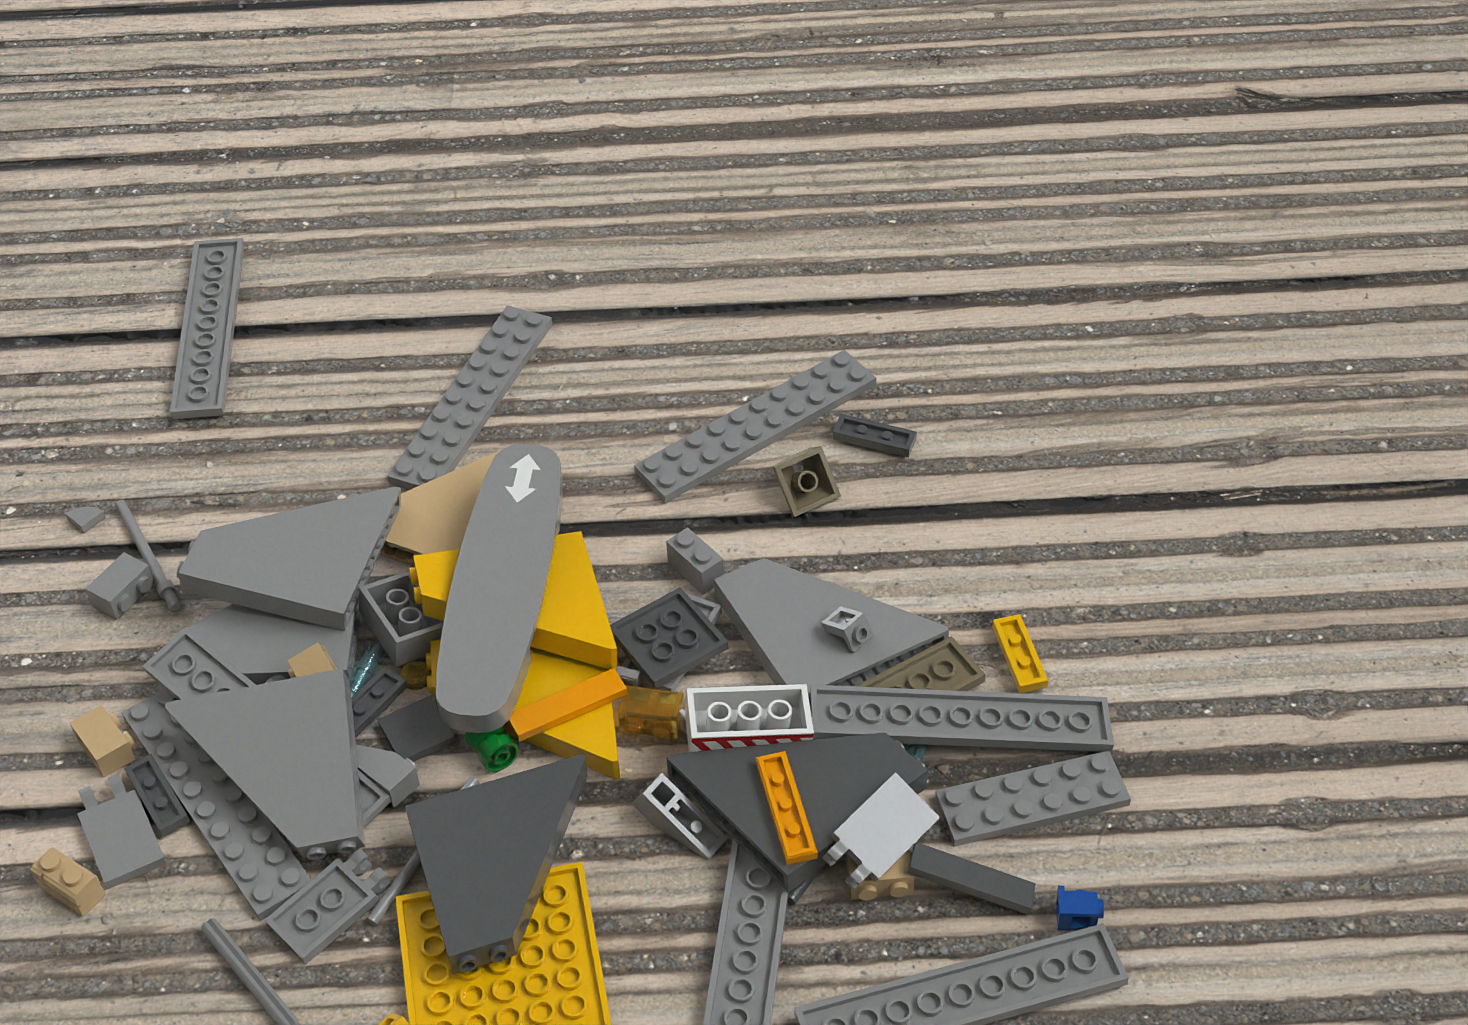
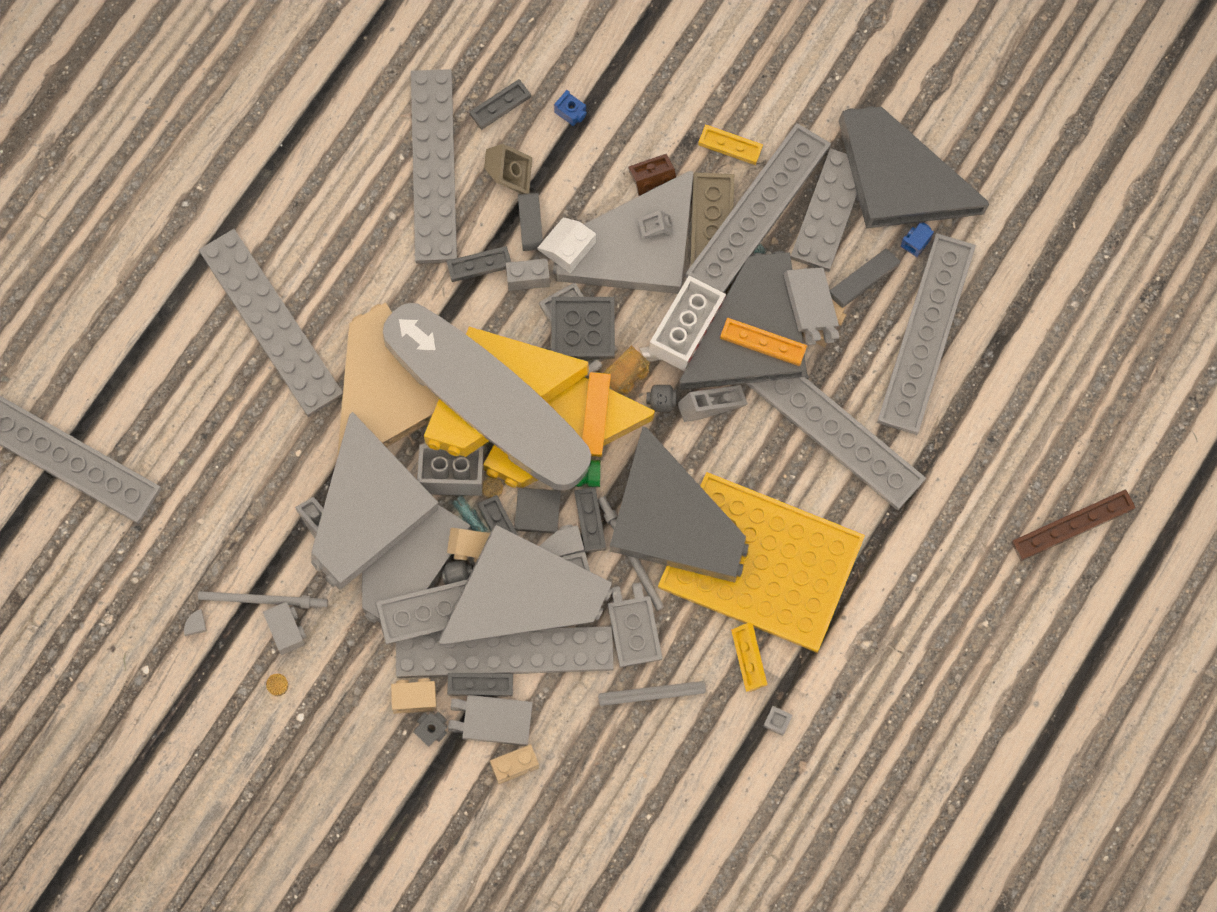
camera: 60 degrees left, 25 degrees up
(52, 619) = (277, 685): none -> clear yellow tile
(68, 773) = (425, 733): none -> dark grey brick
(440, 780) = (590, 520): none -> dark grey plate
(643, 763) = (662, 398): none -> dark grey head
(672, 514) = (478, 264): none -> dark grey plate
(753, 567) = (568, 243): none -> white slope
(761, 531) = (530, 221): none -> dark grey beam
(917, 599) = (652, 173): none -> reddish brown bracket
(925, 490) = (573, 115): none -> blue brick
(1141, 840) = (899, 175): none -> dark grey slope

